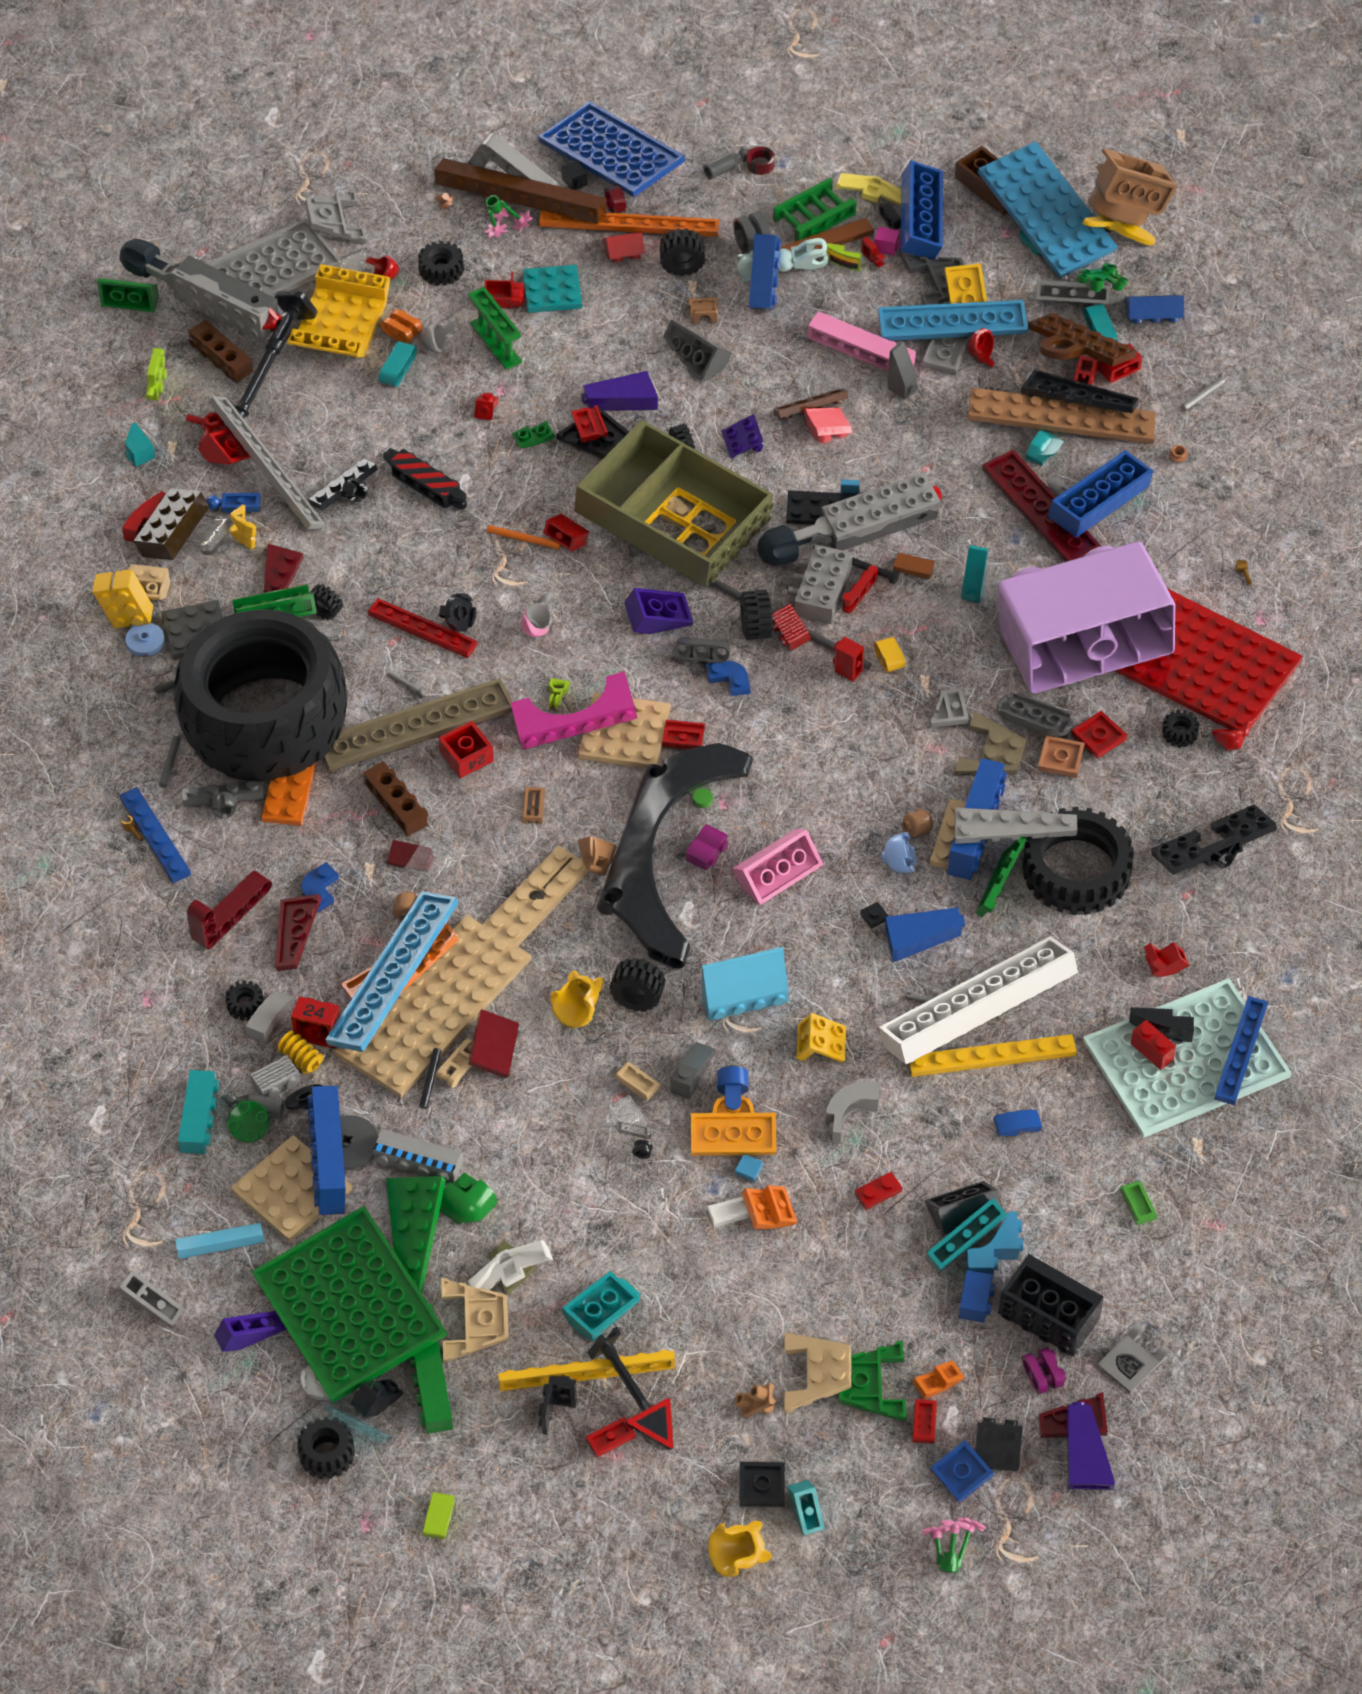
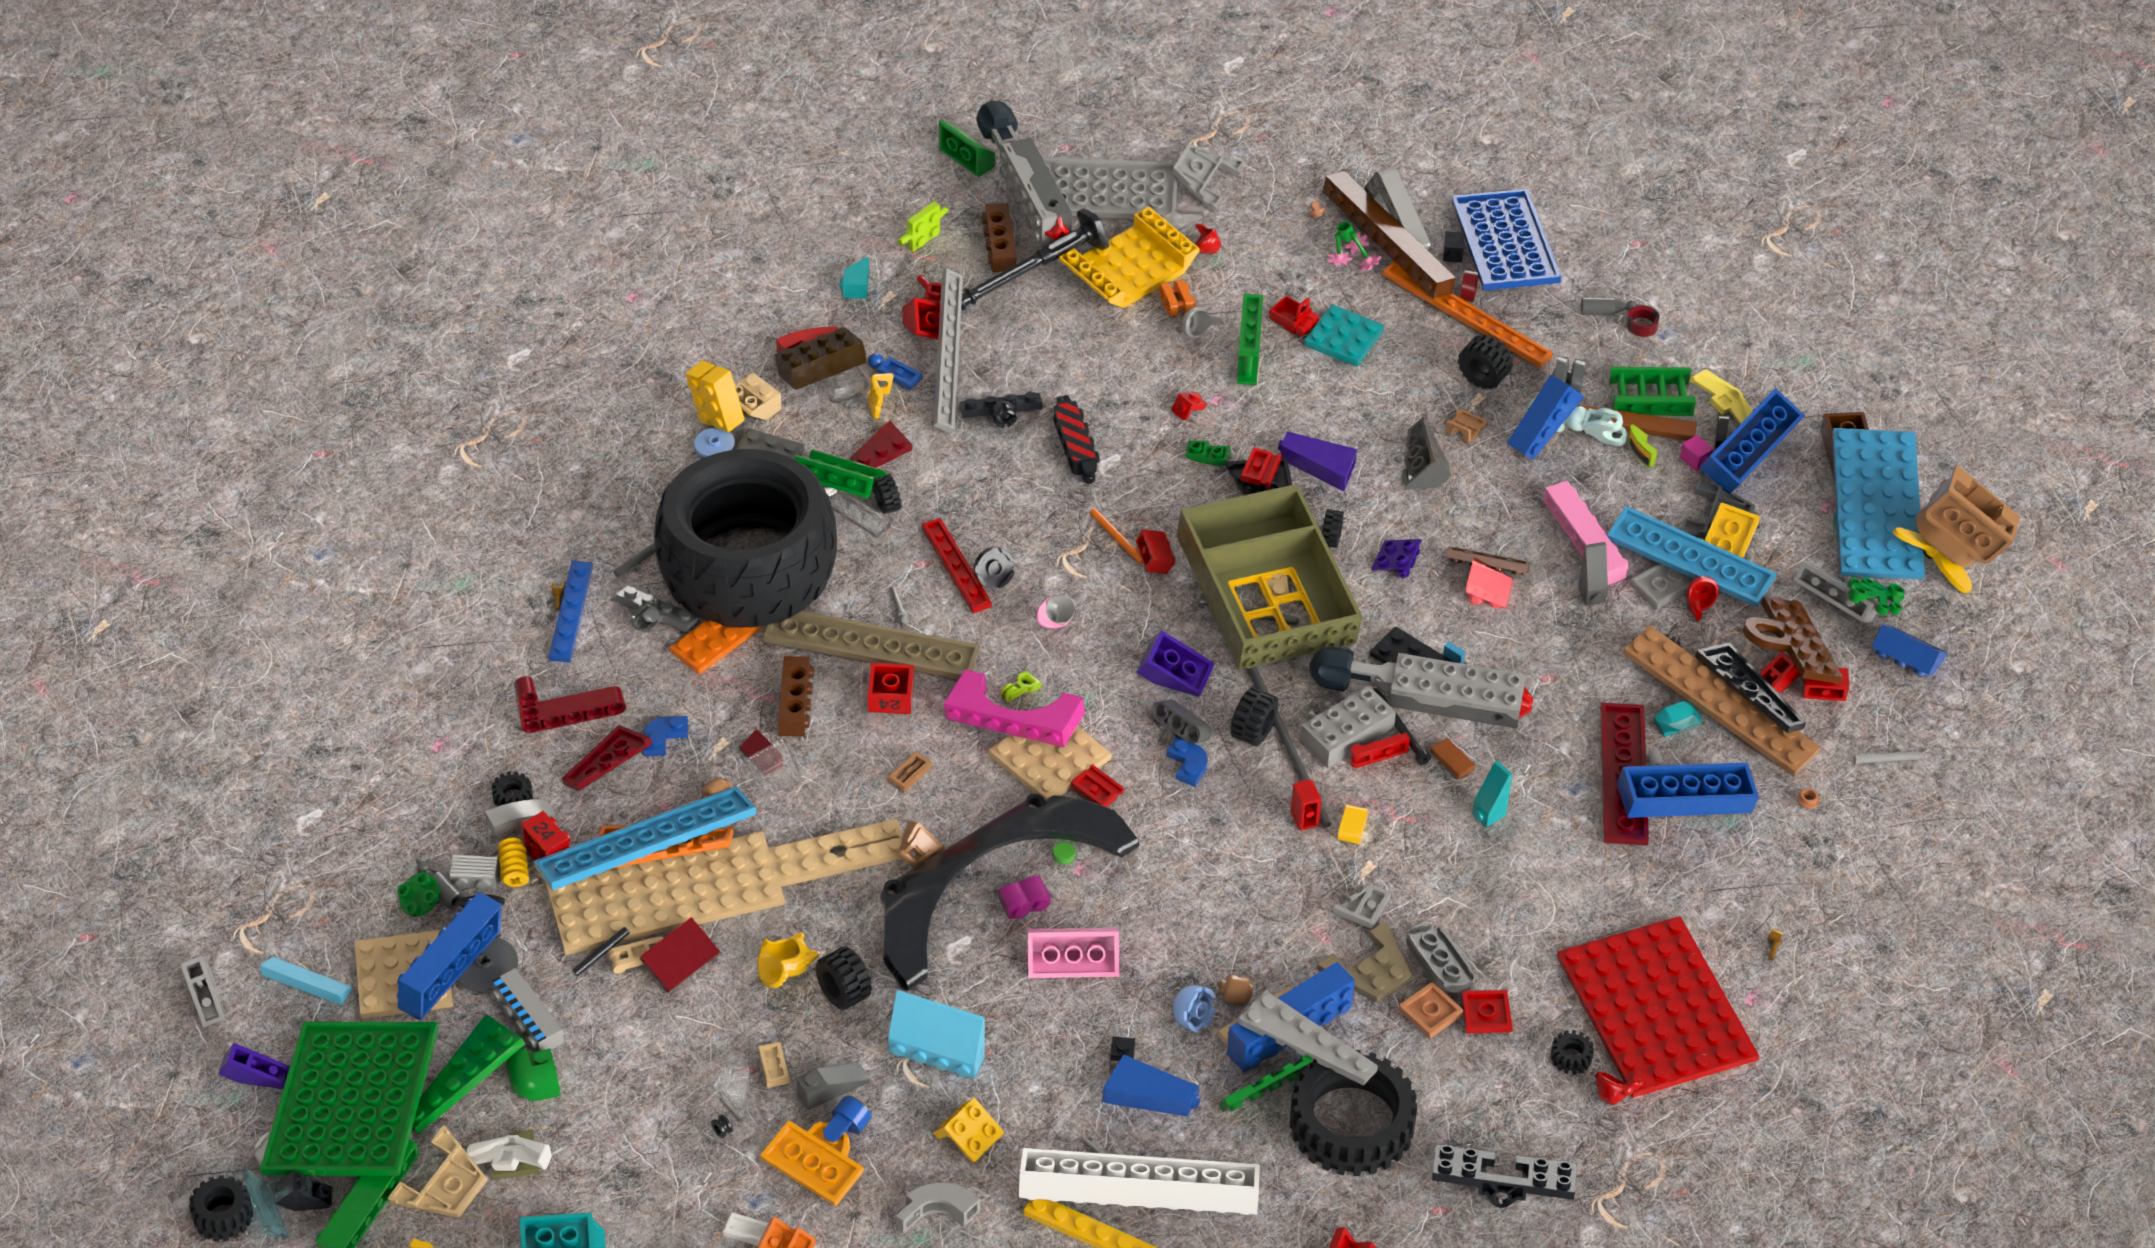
camera: 35 degrees right, 5 degrees down
(197, 1112) = (386, 861): teal brick -> none
(397, 364) = (1143, 328): teal beam -> none
(437, 254) = (1261, 251): black tyre -> none
(624, 246) = (1441, 330): red slope -> none
(748, 1167) = (800, 1202): dark azure tile -> none
(790, 627) = (1279, 747): red brick -> none
(870, 251) = (1674, 453): red plate -> none
(1086, 616) = (1555, 890): lavender piece -> none
(1099, 321) = (1839, 637): teal beam -> none

